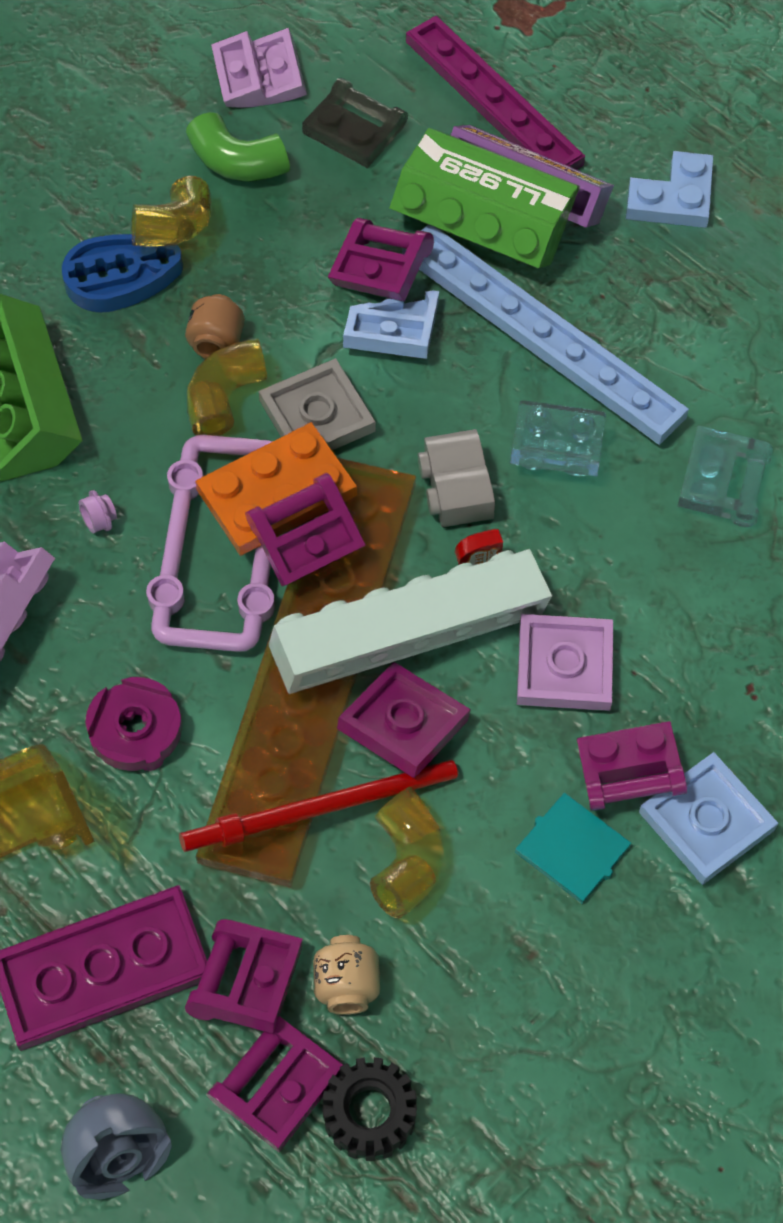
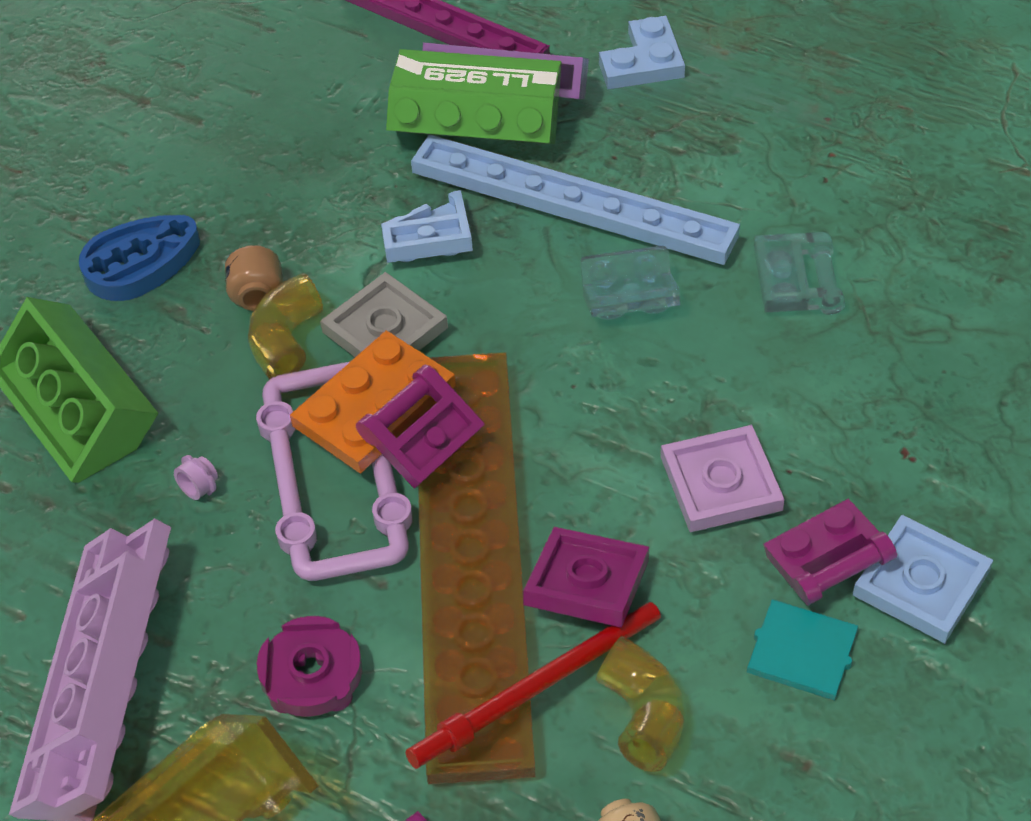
camera: 15 degrees left, 10 degrees down
(174, 221) = (179, 194): clear yellow cylinder -> none
(235, 157) = (217, 128): bright green cylinder -> none
(258, 70) = (211, 54): lavender slope -> none
(348, 132) = (317, 82): clear smoke plate -> none
(376, 269) = (394, 186): magenta plate -> none
(407, 619) = (551, 482): light aqua brick -> none
(458, 478) = (547, 344): light grey brick -> none
(479, 547) = (596, 401): red tile -> none

